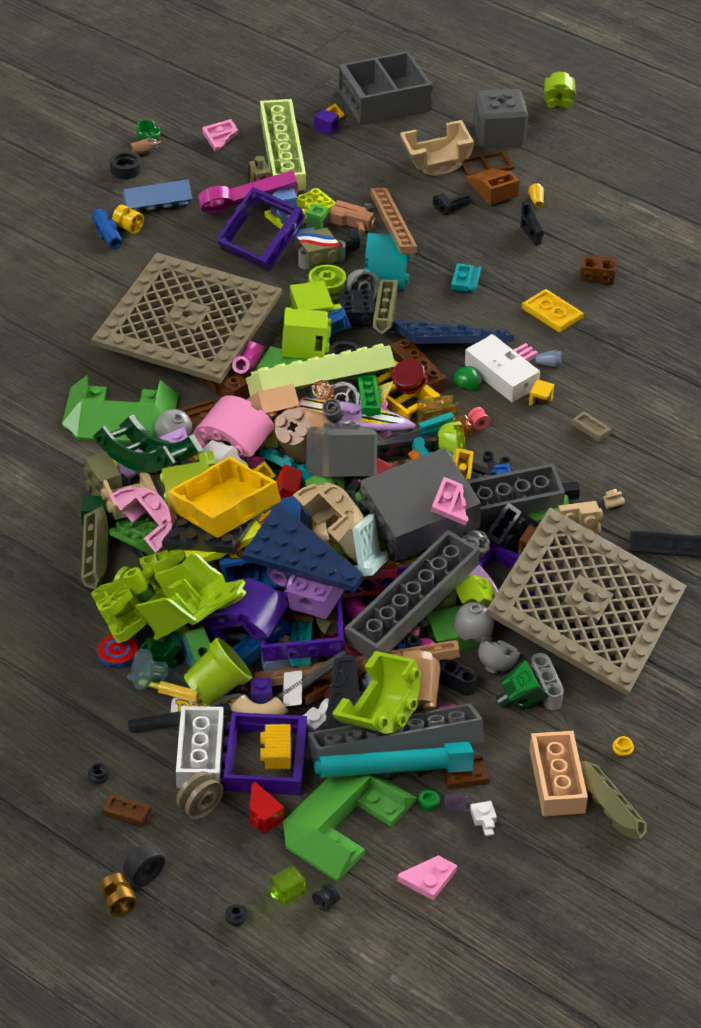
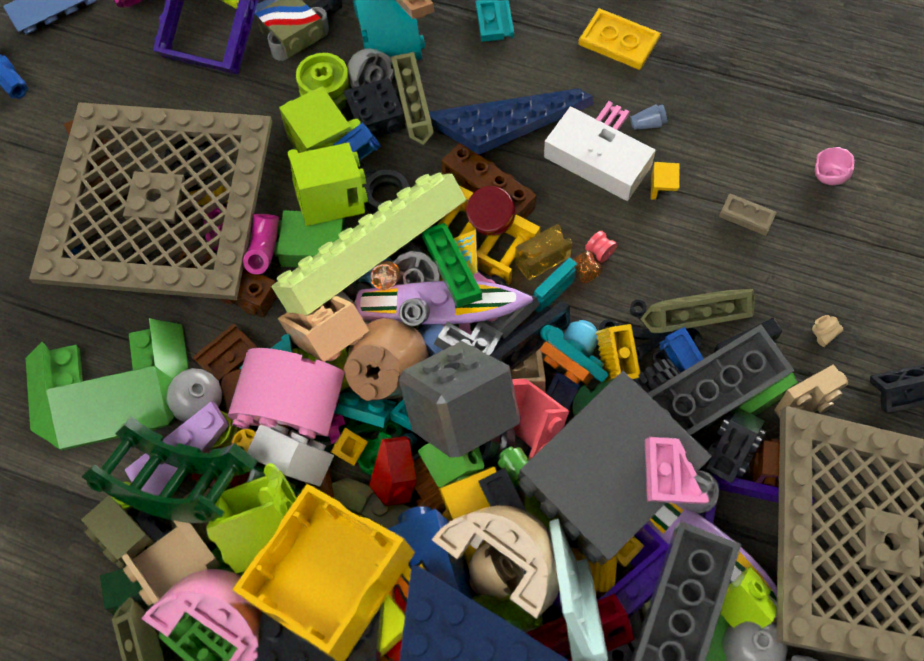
camera: 15 degrees left, 20 degrees up
(128, 219) = (24, 47): yellow wheel -> none
(451, 437) = (583, 299): lime cylinder -> none
(468, 377) = (559, 181): green hair -> none
(522, 460) = (699, 310): none -> olive brick
(666, 413) = (834, 166): none -> bright pink hair

